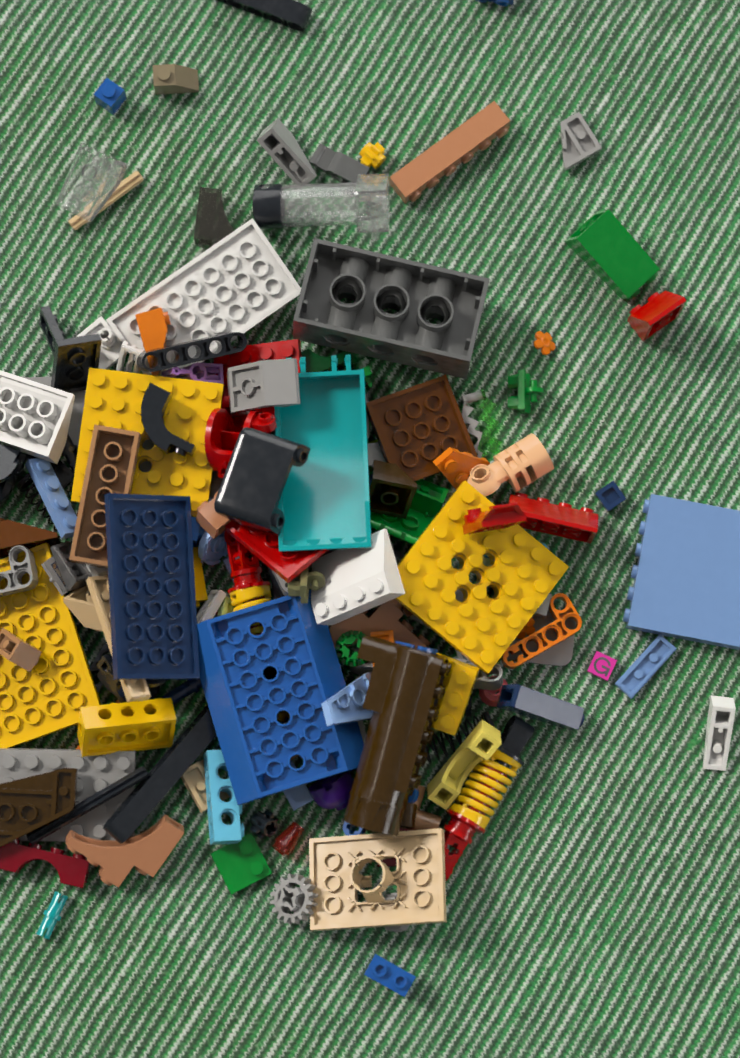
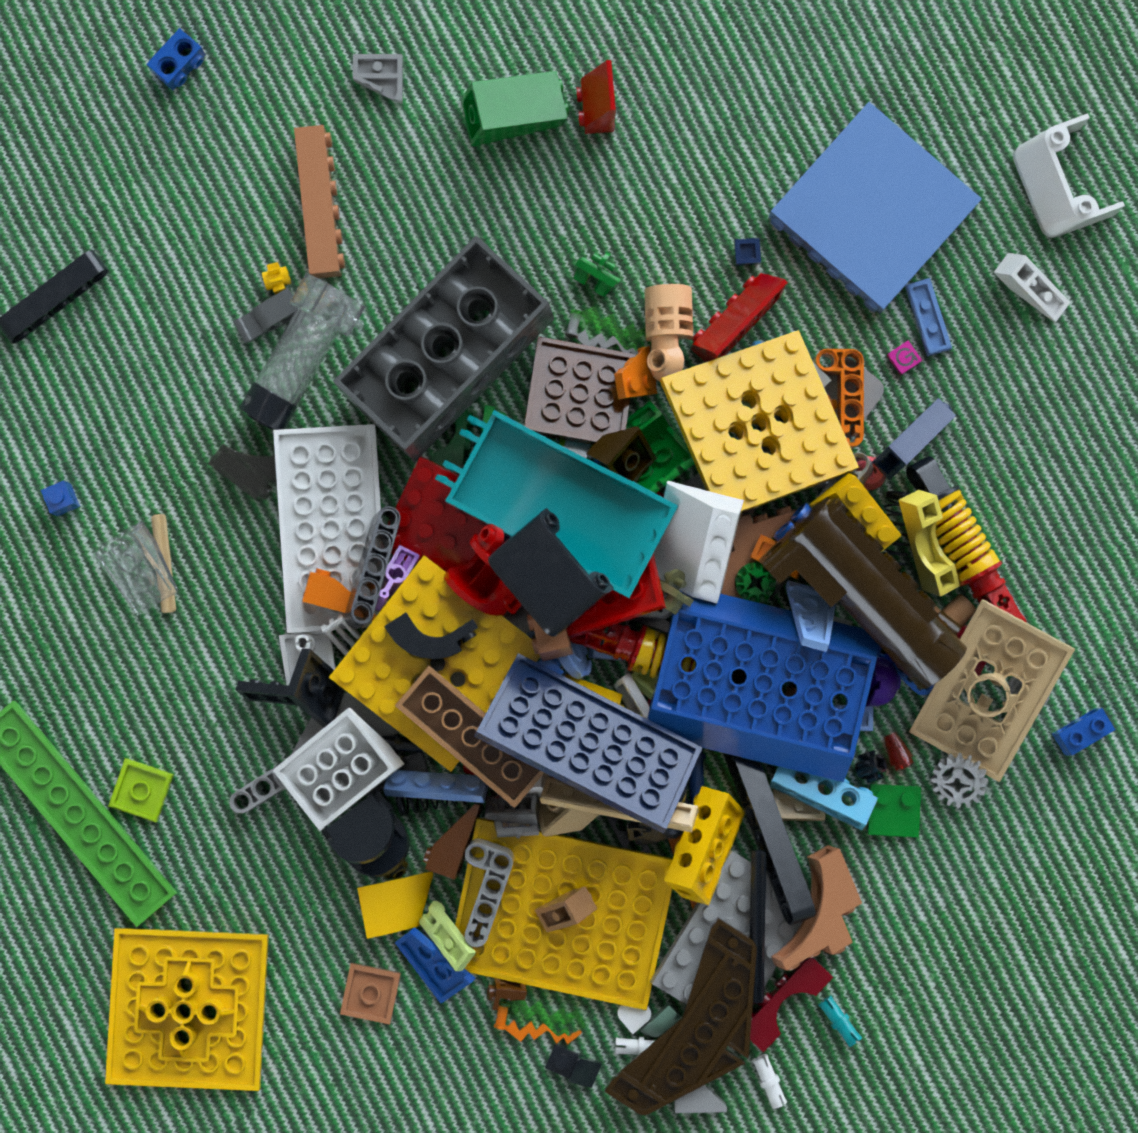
camera: 55 degrees left, 5 degrees up
(174, 79) = (81, 424): dark tan slope -> none
(262, 385) = (451, 518): light grey slope -> none
(286, 152) = (223, 359): light grey slope -> none
(496, 518) = (721, 373): red slope -> none
(544, 342) = (560, 224): orange plant -> none

